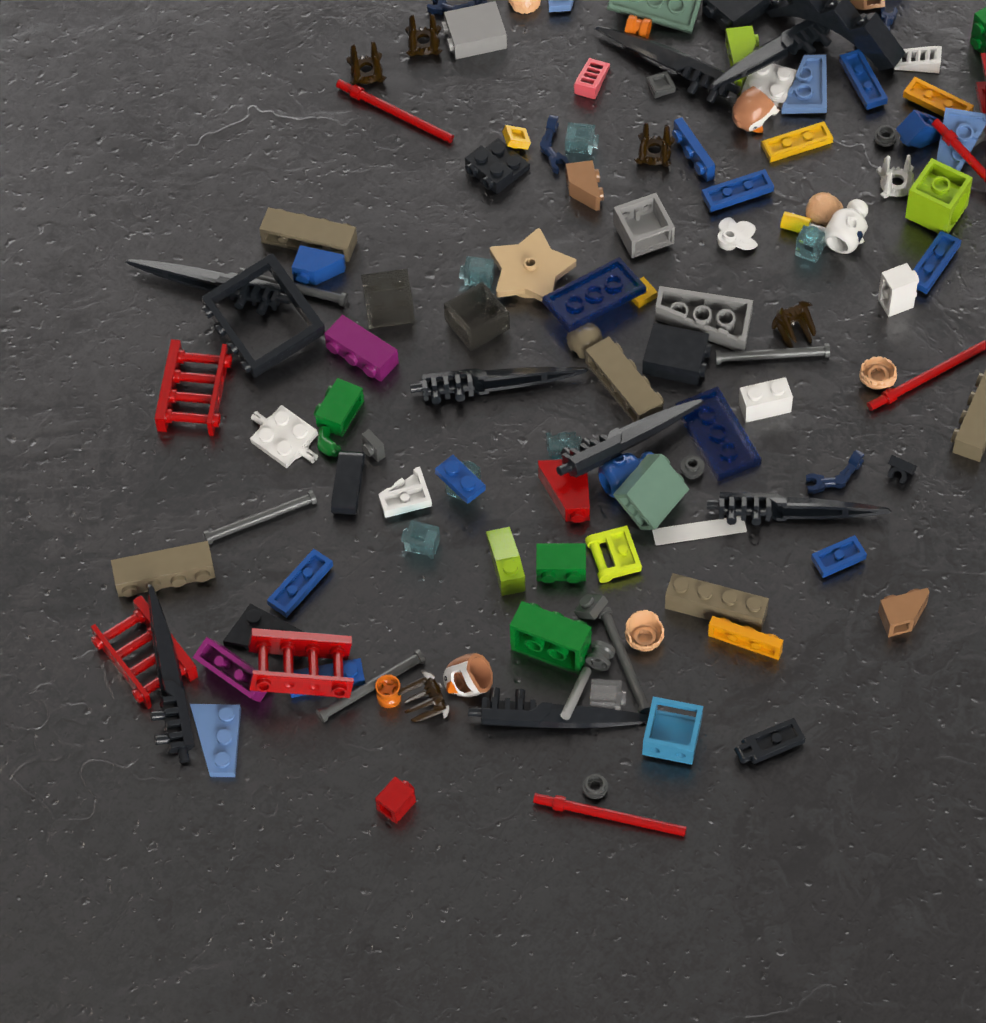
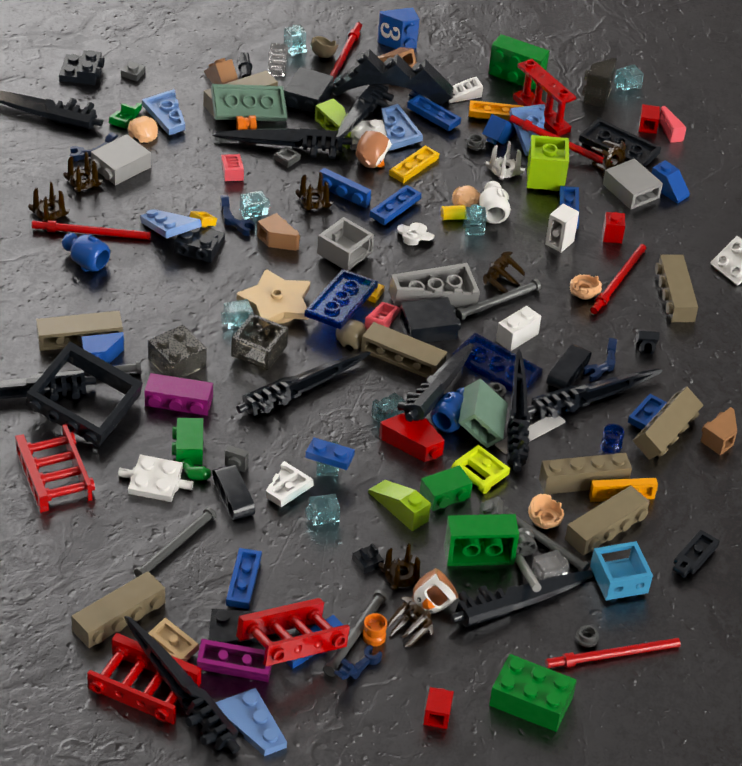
camera: 35 degrees left, 15 degrees down
(188, 623) = (174, 640): none -> tan wing
(344, 726) = (354, 671): none -> dark blue piece
(369, 139) = (87, 251): none -> blue piece
(435, 610) = (367, 558): none -> black tile
(448, 630) = (392, 569): none -> dark brown piece
(473, 132) = (168, 223): none -> medium blue wing
(495, 823) = (532, 692): none -> green brick
(617, 334) = (383, 314): none -> coral slope
(689, 508) = (518, 418): none -> black piece
(703, 666) = (607, 520): none -> dark tan brick
(776, 573) = (612, 438): none -> clear blue wheel
(789, 468) = (569, 367): none -> black beam
(847, 579) = (668, 423): none -> dark tan brick
(964, 308) = (613, 227): none -> red brick

